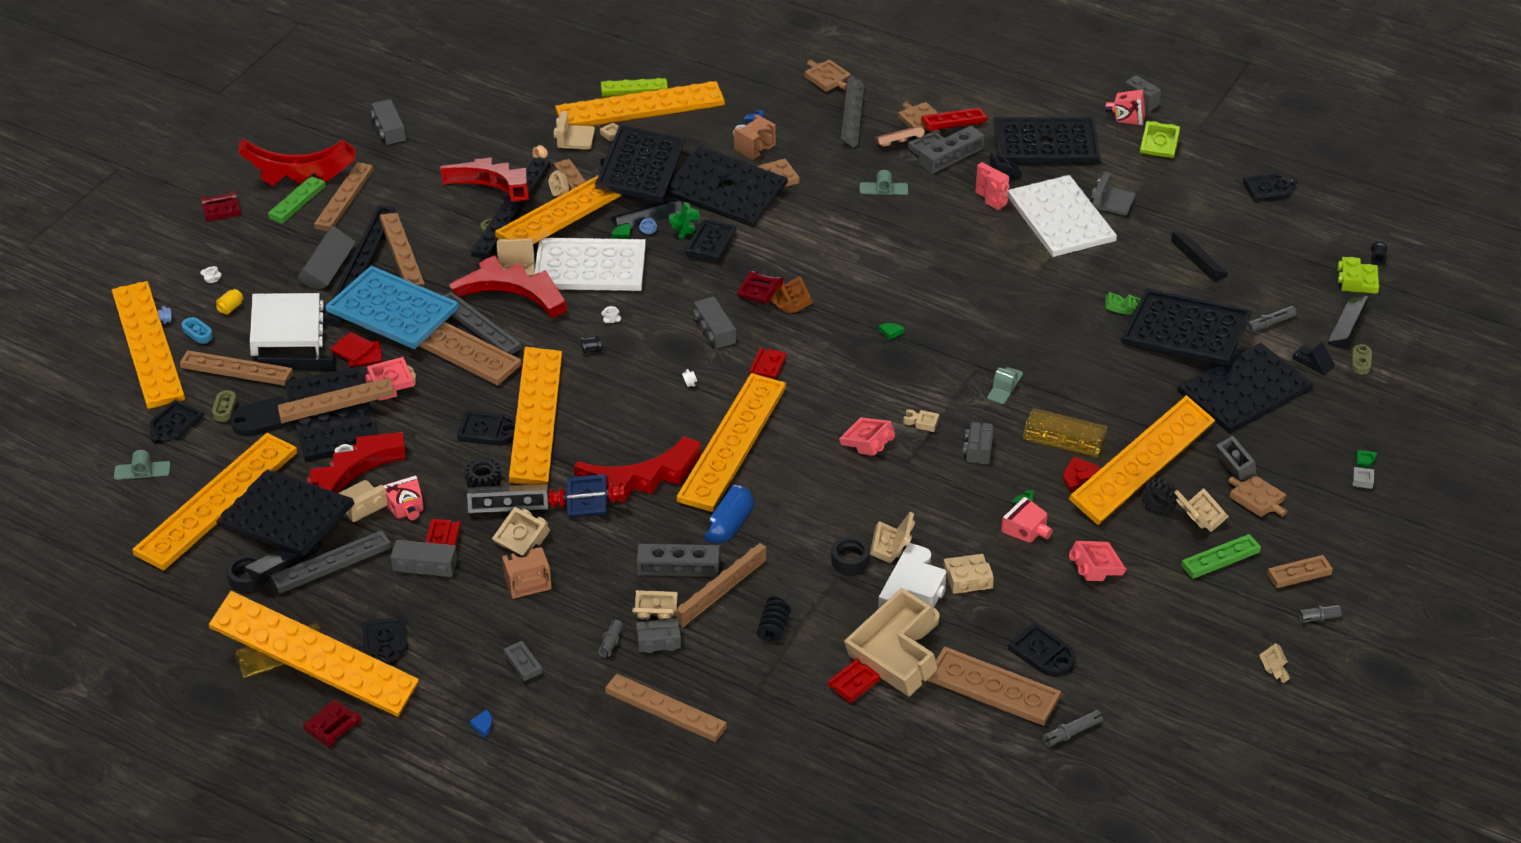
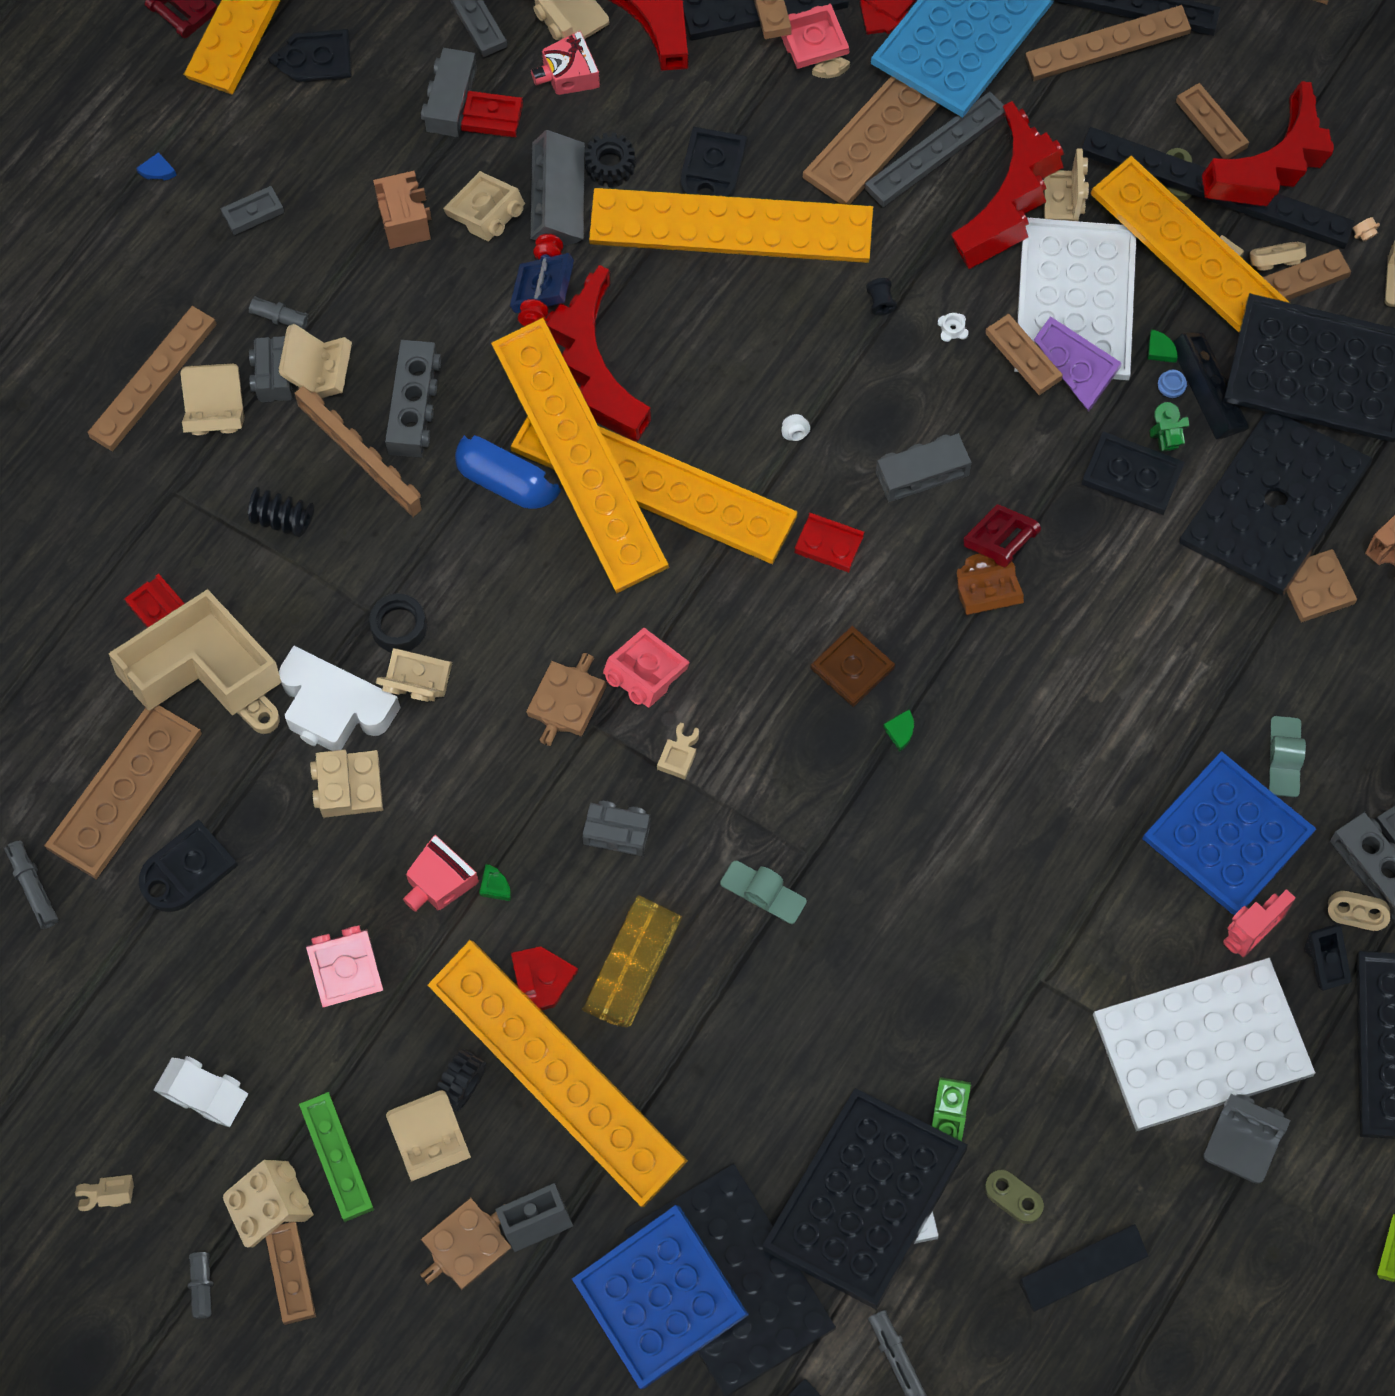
camera: 95 degrees right, 25 degrees up
(461, 210) = (1212, 121): none -> medium nougat plate
(636, 276) = (1024, 354): none -> medium nougat plate
(640, 255) = (1083, 364): none -> medium lavender wing
(692, 665) = (212, 399): none -> tan bracket
(720, 466) = (580, 455): none -> light orange plate
(853, 349) = (852, 666): none -> reddish brown plate
(892, 473) = (566, 699): none -> medium nougat plate
(936, 204) = (1229, 833): none -> blue plate
(973, 157) = (1357, 911): none -> tan plate
(1166, 280) = (1012, 1198): none -> olive plate
(1196, 621) = (204, 1092): none -> white brick
(1261, 584) = (266, 1200): none -> tan bracket
(1268, 404) = (660, 1297): none -> blue plate

